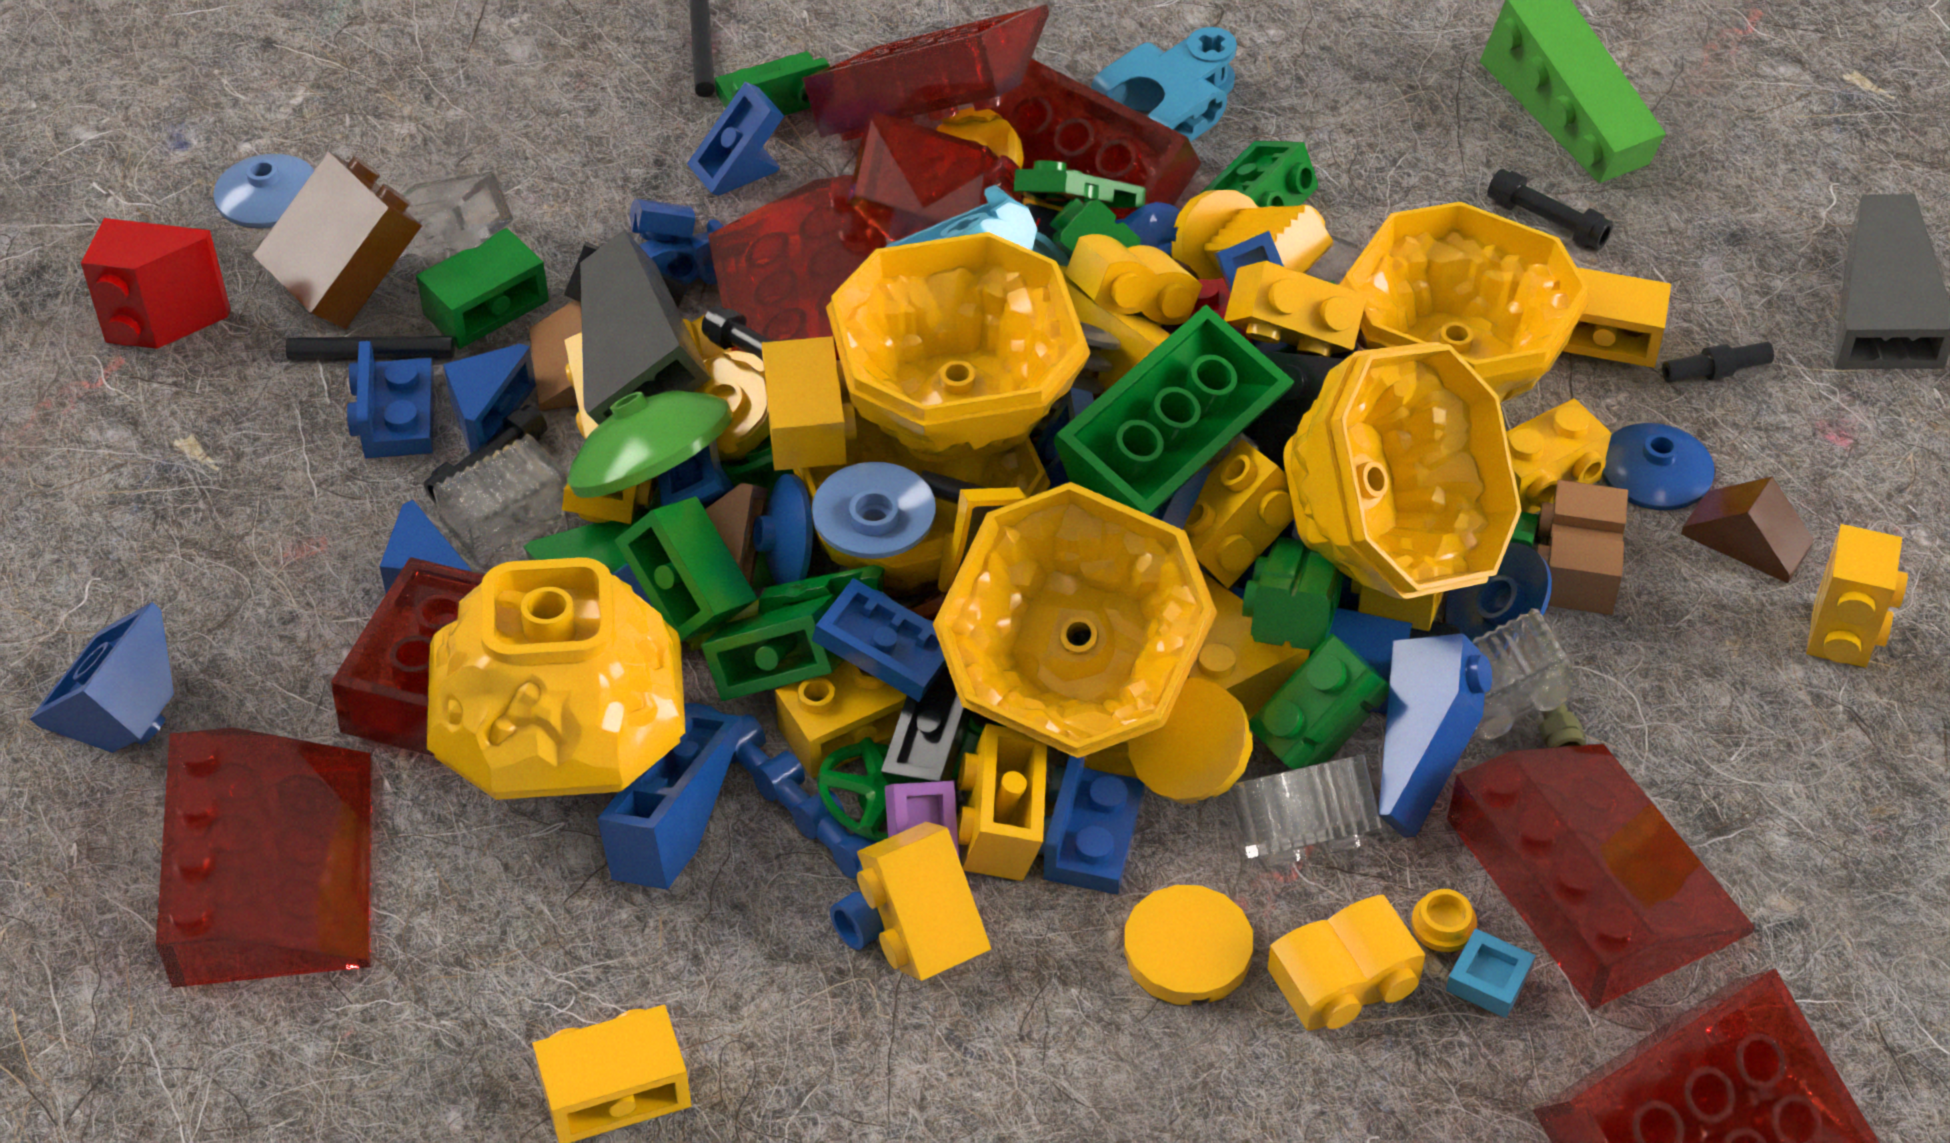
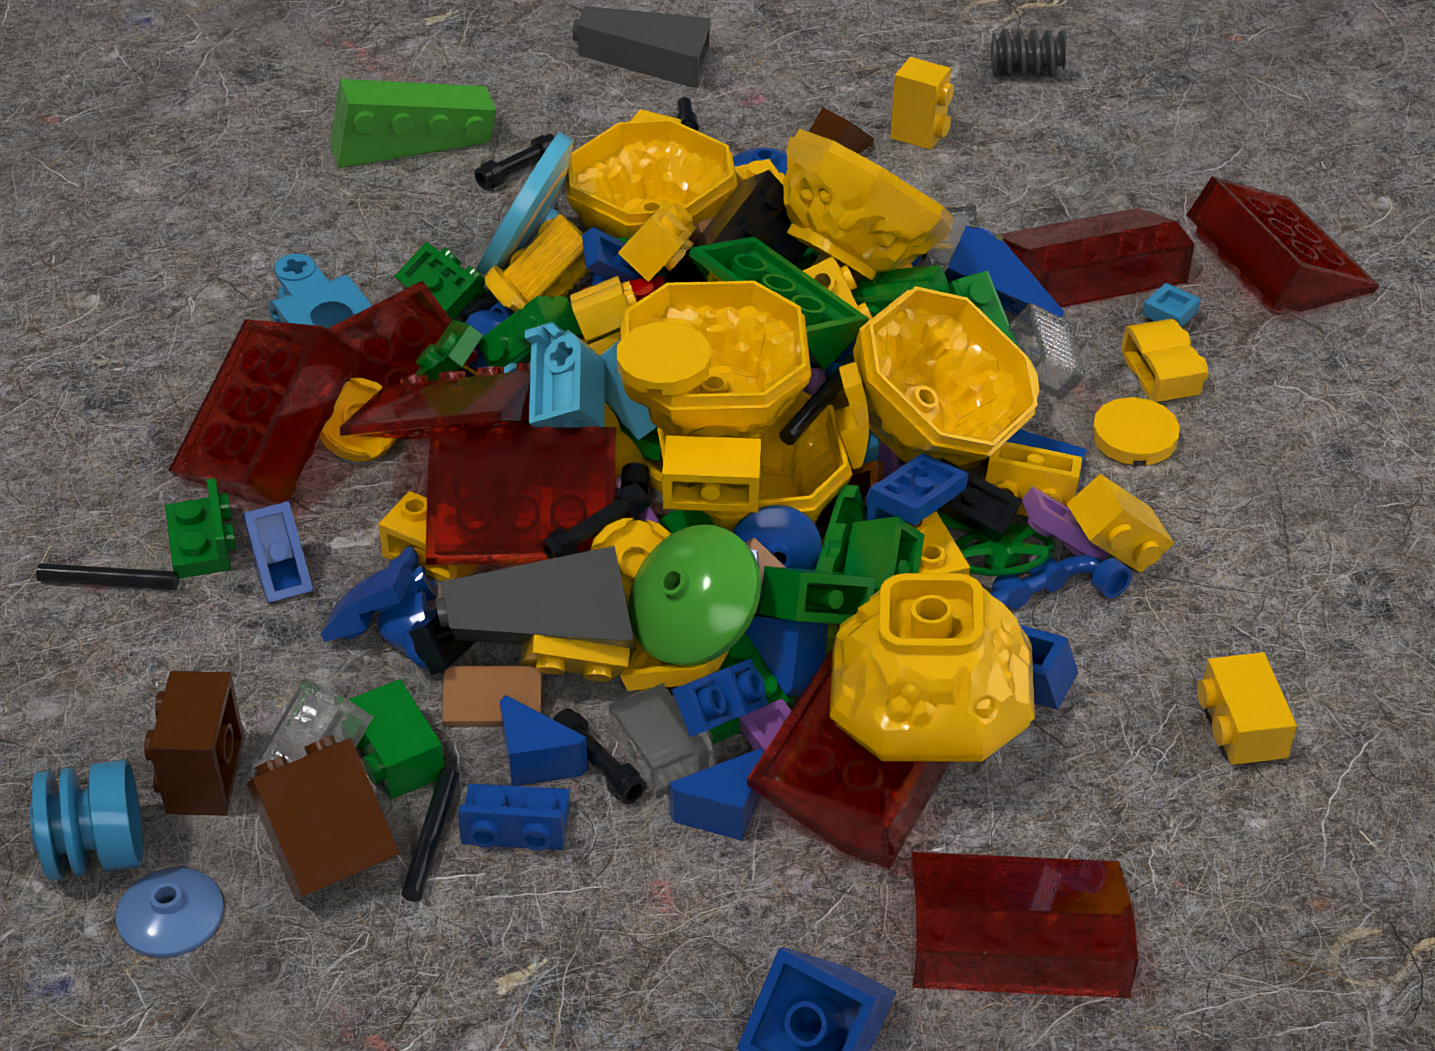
camera: 80 degrees left, 5 degrees down
(153, 282) = (319, 976): red slope -> none
(331, 87) = (79, 819): none -> dark azure wheel
(433, 128) = (196, 743): none -> reddish brown brick
(533, 514) = (720, 697): none -> blue slope
(873, 510) = (825, 454): medium blue dish -> none
(887, 270) = (663, 358): none -> yellow tile
(1354, 181) = (531, 206): none -> medium azure dish
(1443, 920) = (1126, 314): yellow plate -> none

